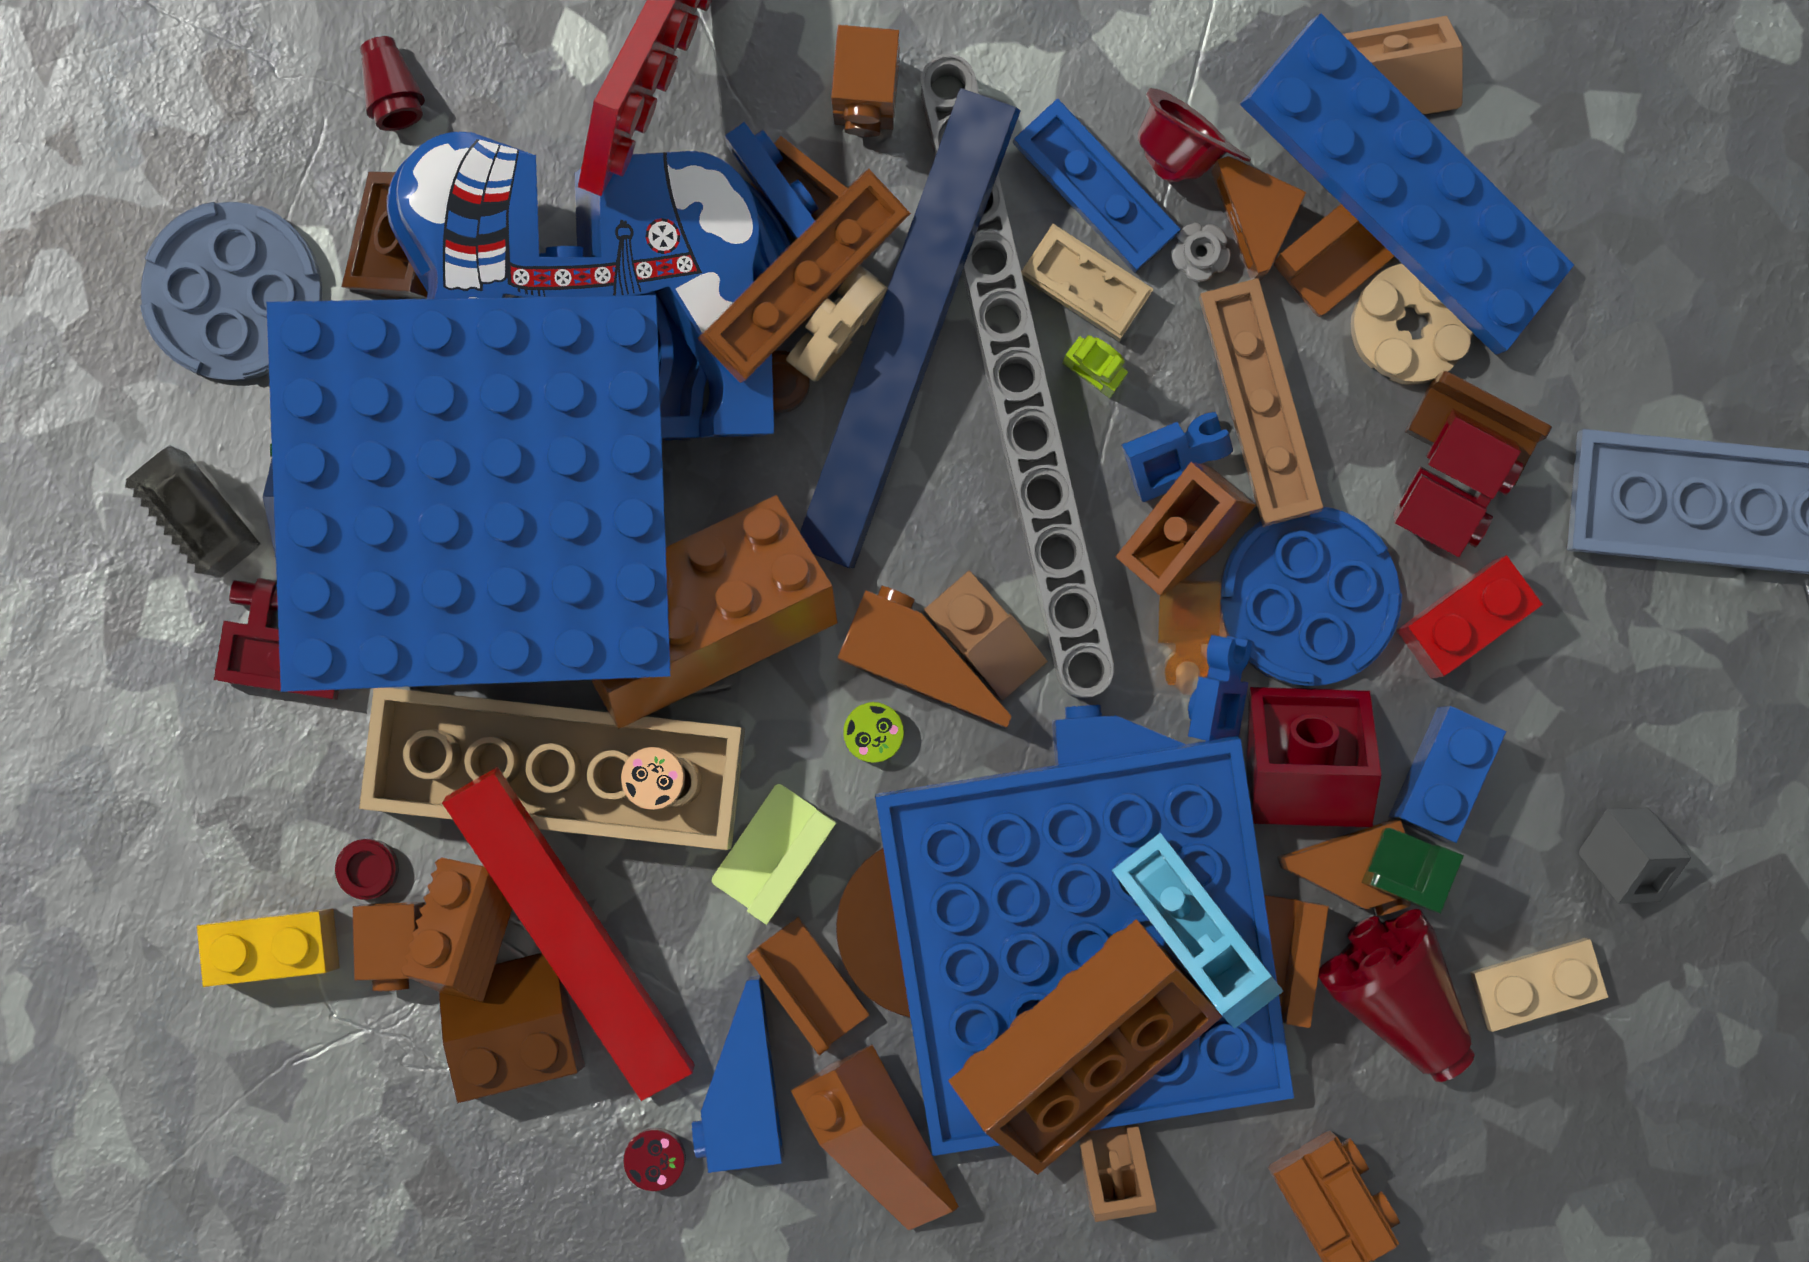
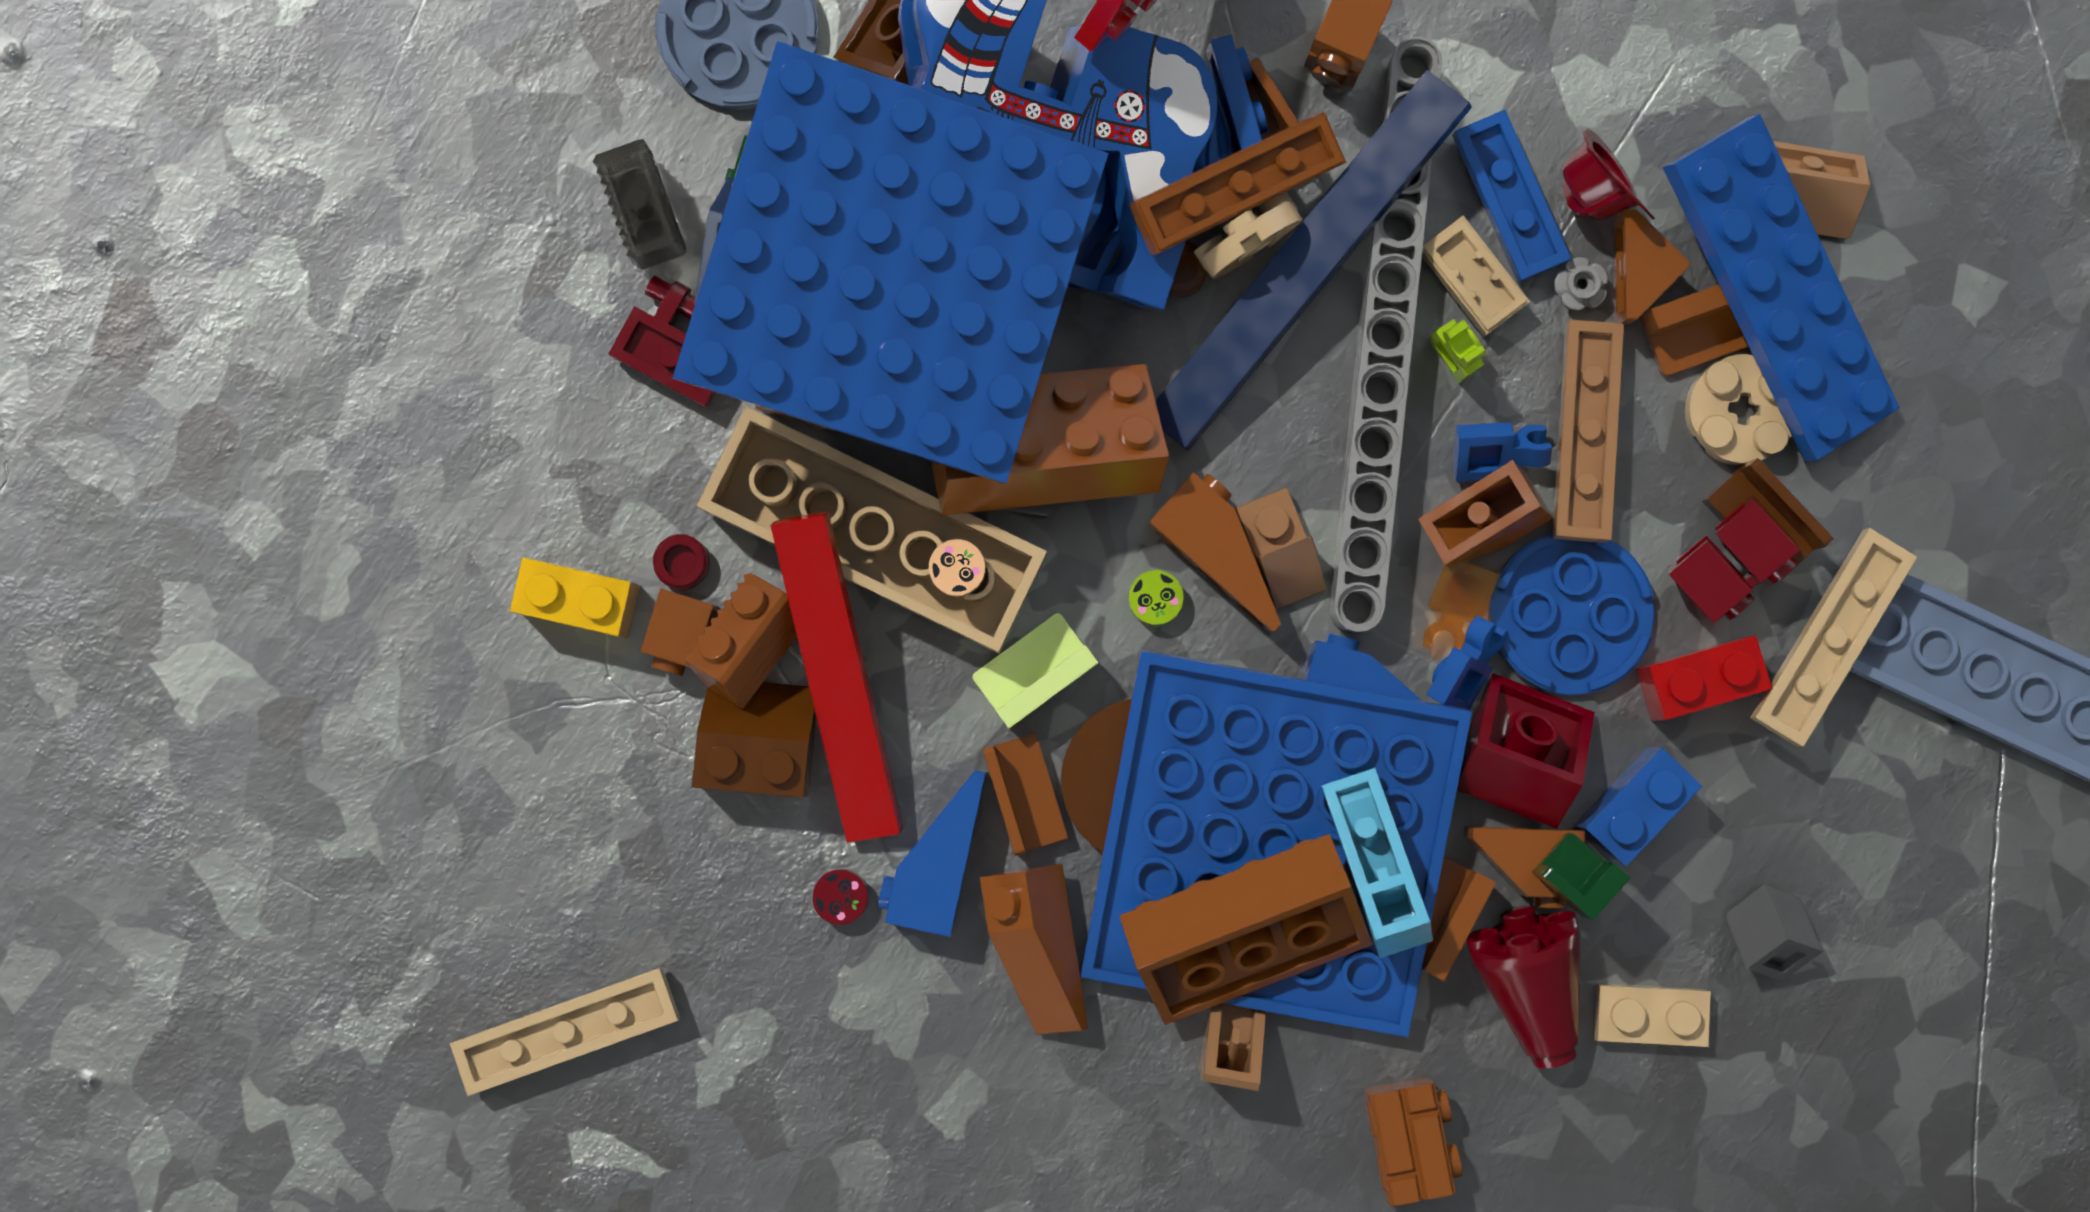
camera: 15 degrees right, 0 degrees up
(1588, 528) = (1833, 637): none -> tan plate

